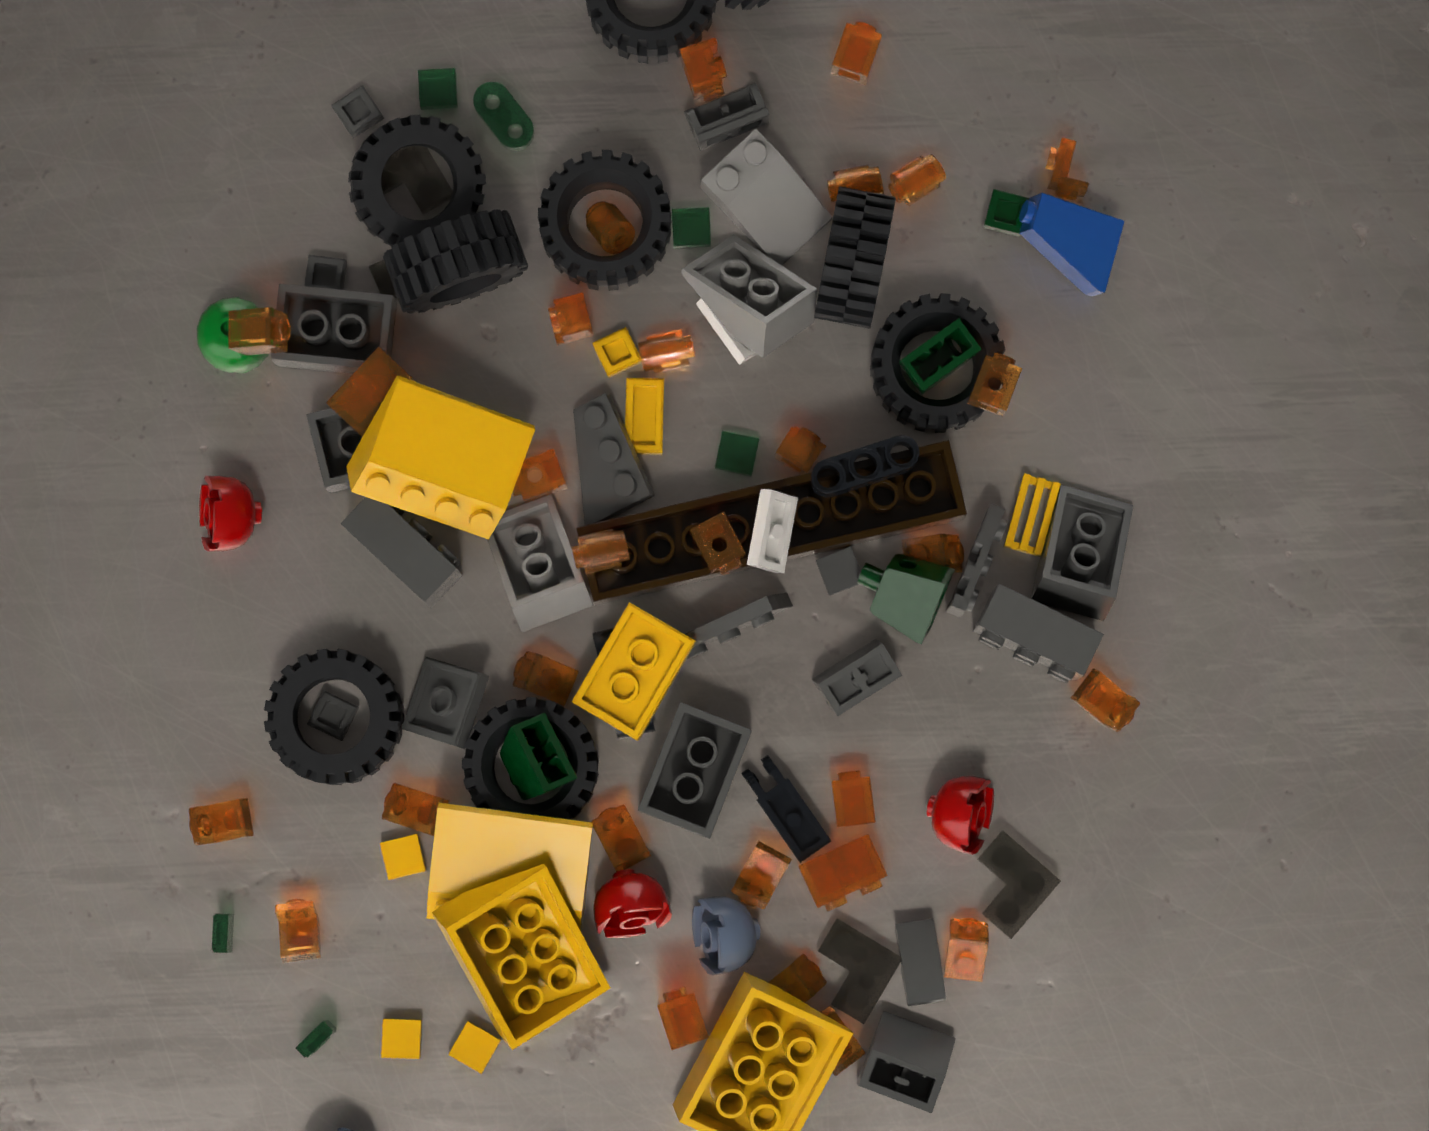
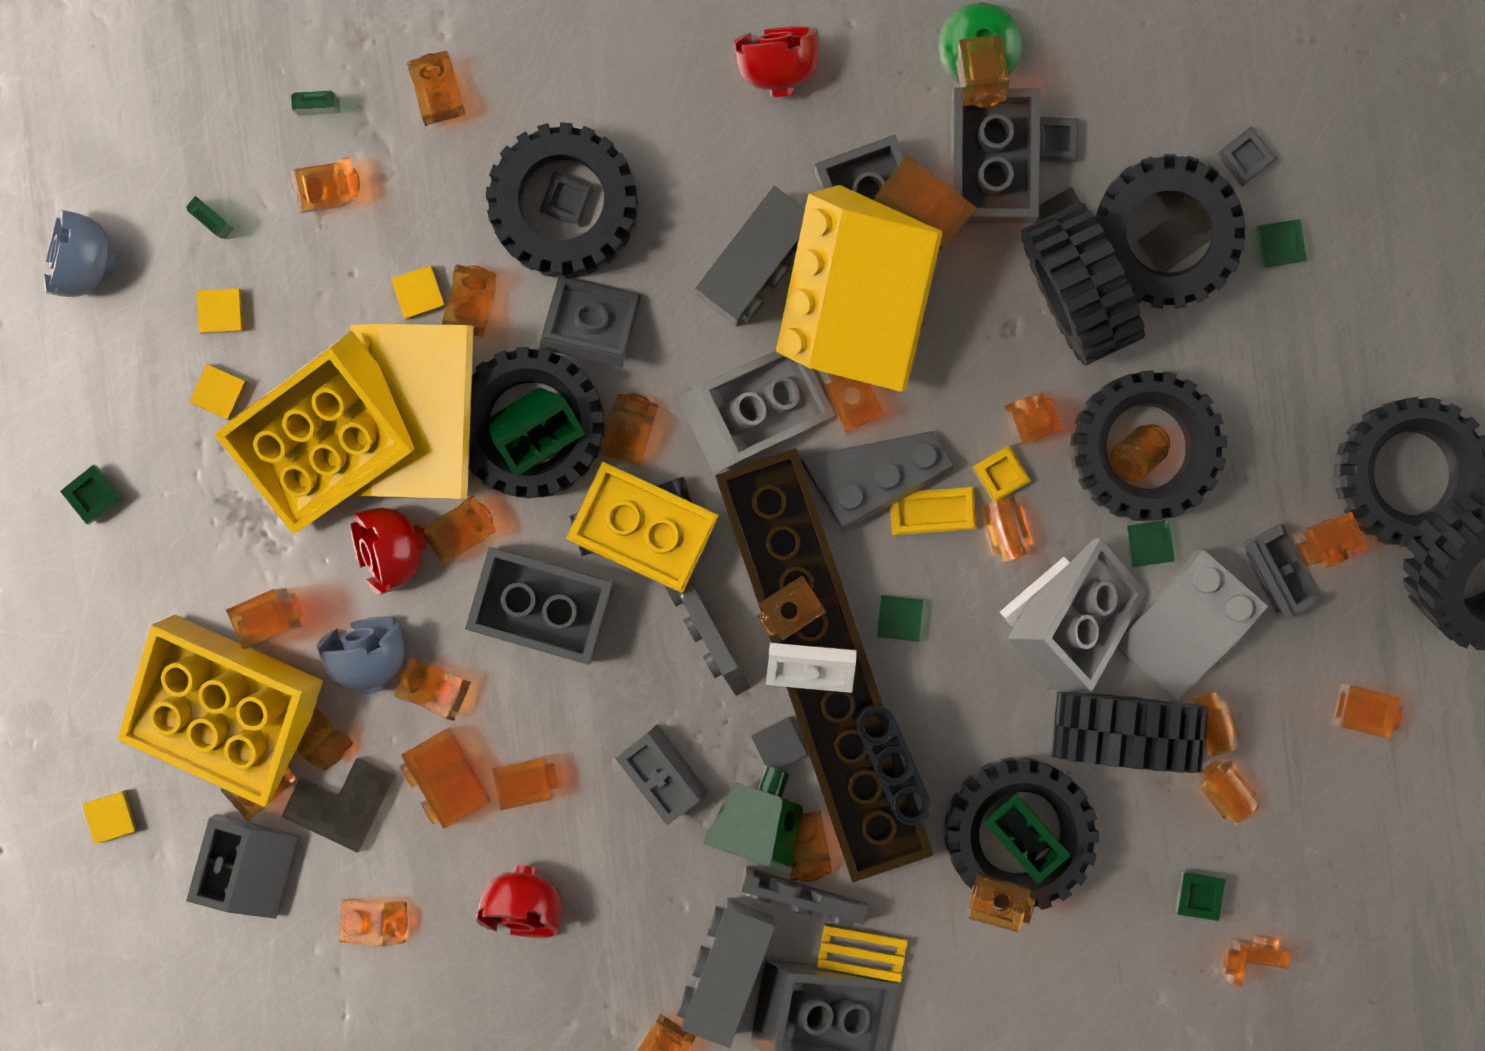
camera: 85 degrees right, 5 degrees up
(504, 117) = (1255, 321): clear green plate -> none
(600, 551) = (770, 478): clear orange brick -> none
(788, 813) = (504, 712): black hinge -> none
(800, 450) = (909, 689): clear orange brick -> none
(920, 962) = (354, 872): dark grey slope -> none
(1025, 884) = (453, 980): clear smoke plate -> none
(1072, 239) = (1175, 974): blue slope -> none

